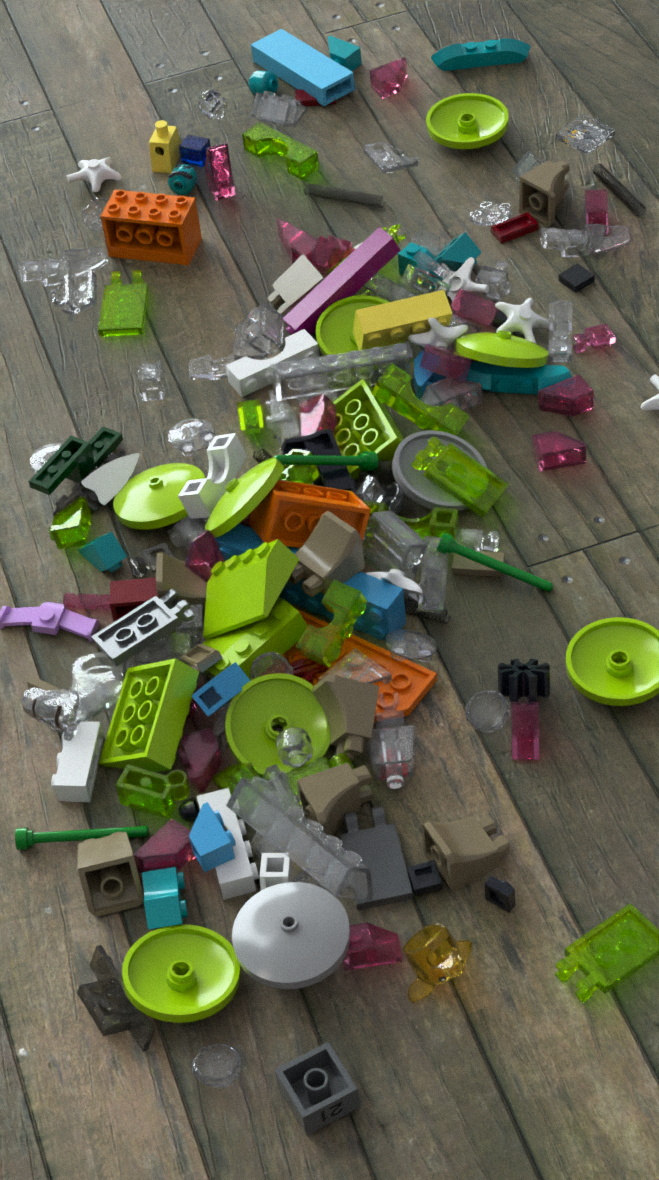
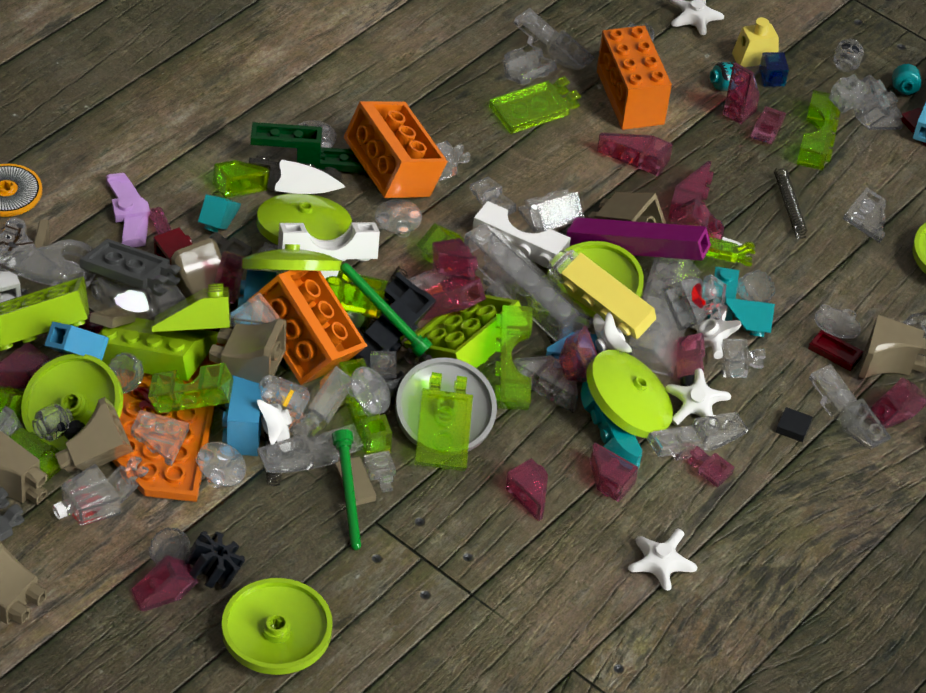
camera: 50 degrees right, 0 degrees up
(127, 400) = (395, 149): none -> orange brick
(228, 259) = (637, 150): none -> clear pink slope
(251, 178) = (768, 125): none -> clear pink slope
(269, 111) = (848, 93): none -> clear brick
(292, 400) = (454, 259): none -> clear pink slope
(295, 531) = (253, 312): none -> clear slope
(318, 731) = (74, 428): none -> black piece
(341, 338) = (559, 263): none -> clear head
(385, 557) = (284, 392): none -> clear leg
(404, 506) = (369, 390): none -> clear dish

